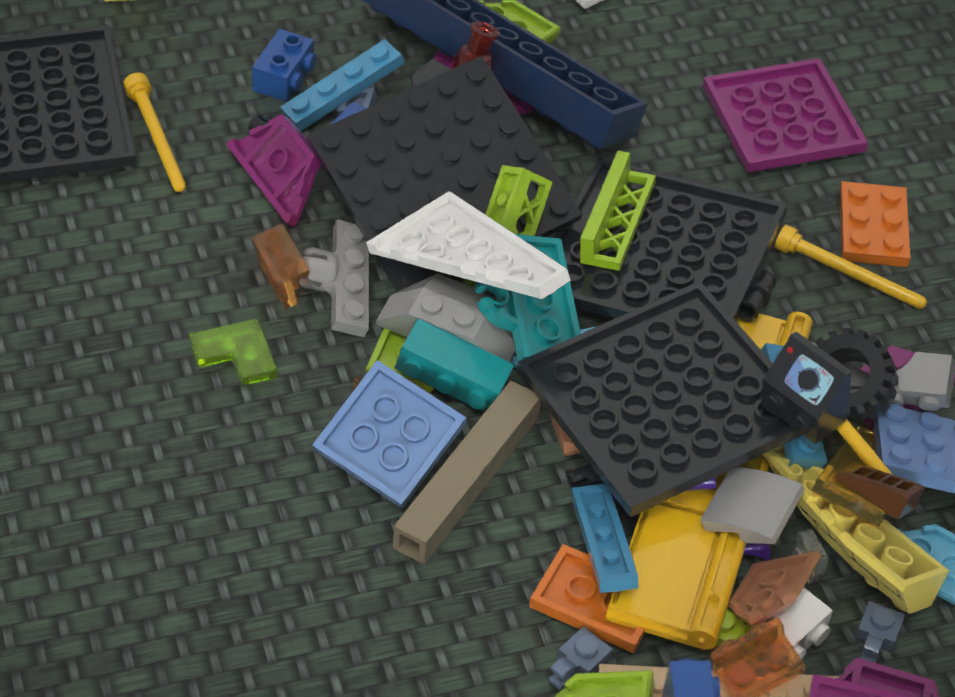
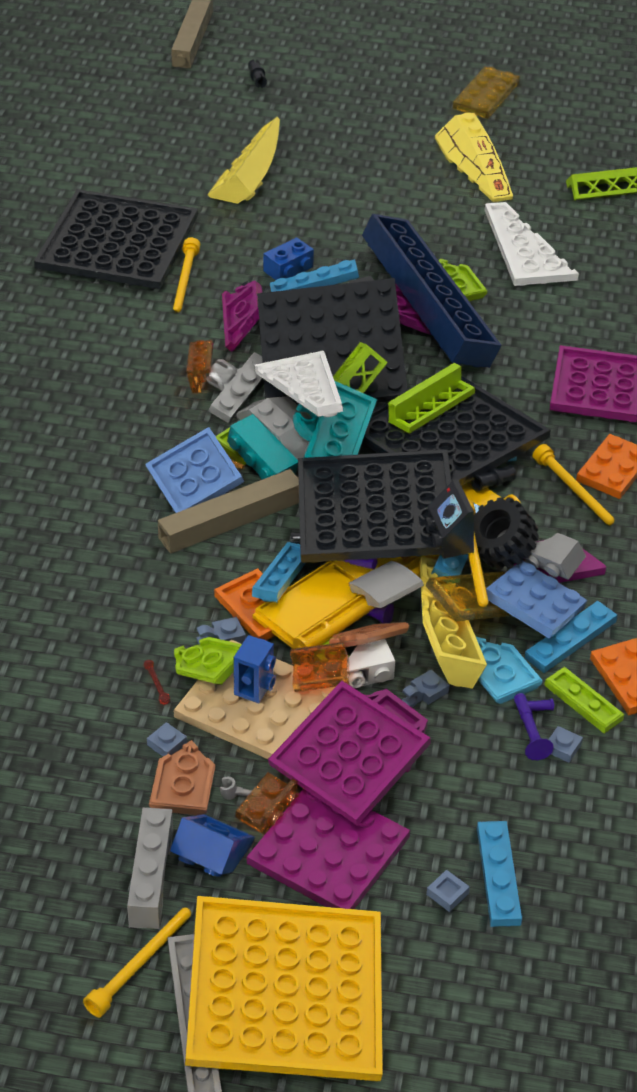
camera: 30 degrees right, 5 degrees down
(236, 342) = (147, 401): clear neon green tile -> none
(479, 44) = (403, 279): clear red connector -> none
(808, 542) = (410, 635): clear plate -> none
(884, 490) = (470, 600): reddish brown slope -> none

